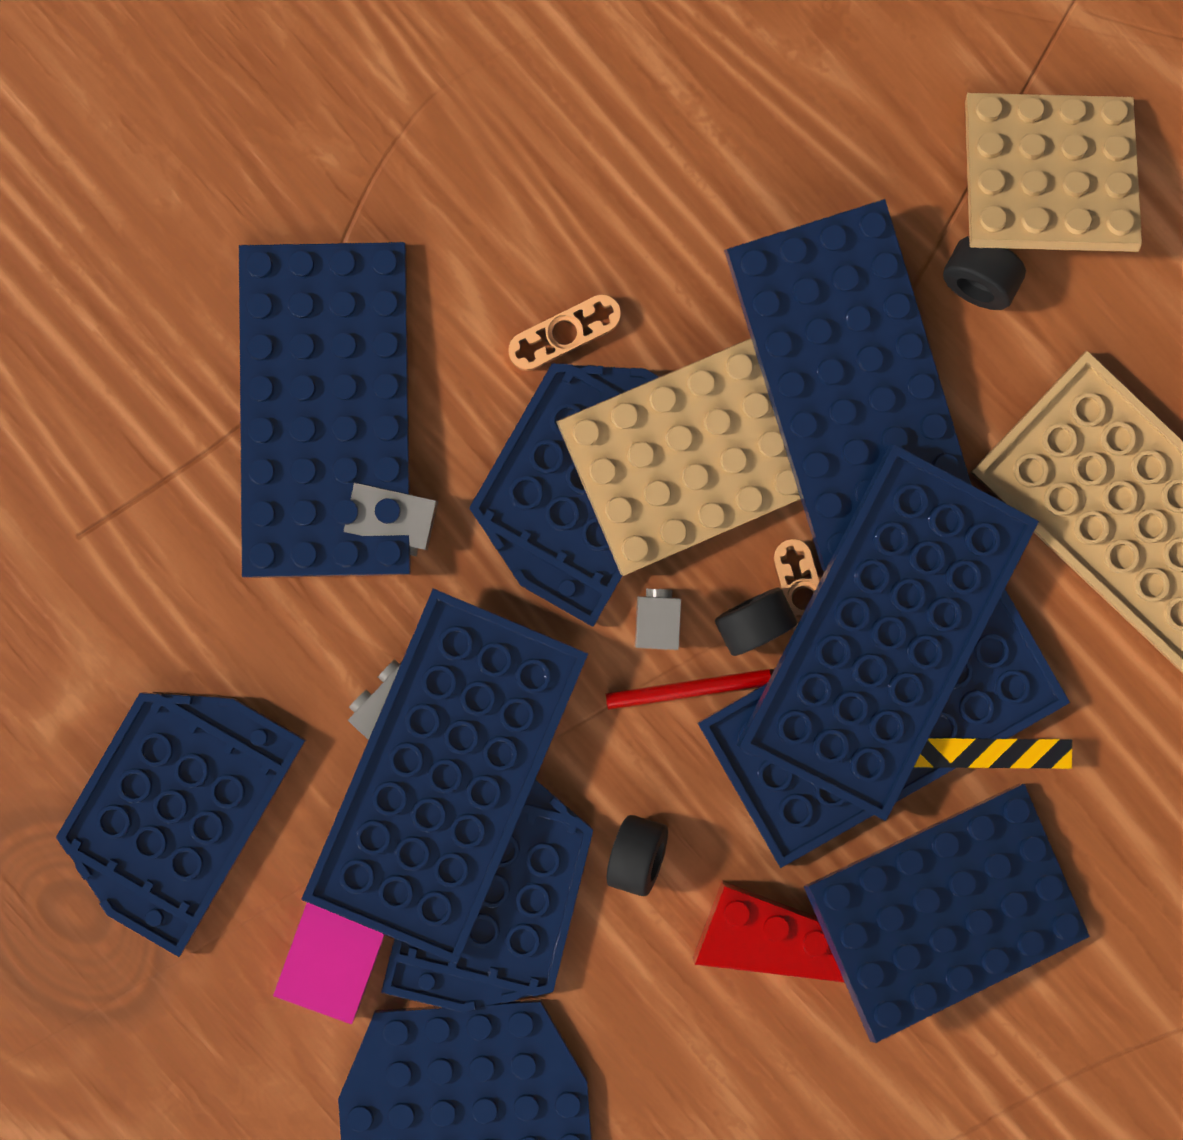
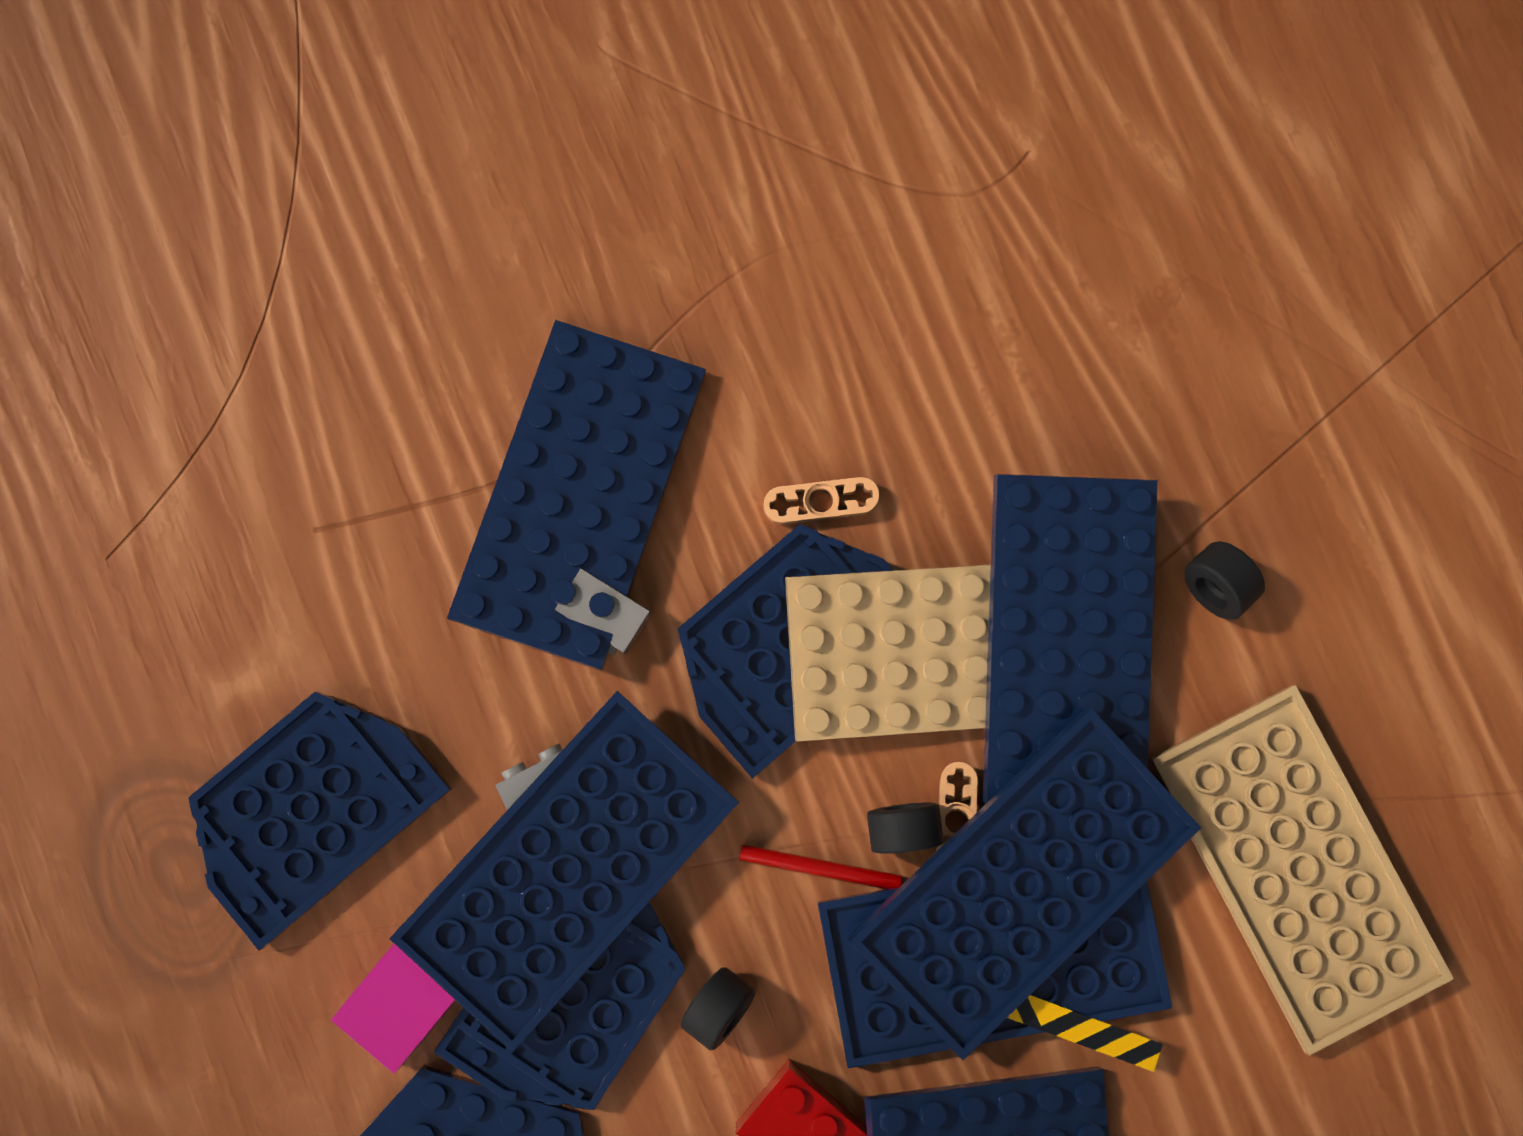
camera: 15 degrees right, 5 degrees down
(657, 620) = (814, 794): light grey brick -> none
(1052, 172) = (1318, 511): tan plate -> none

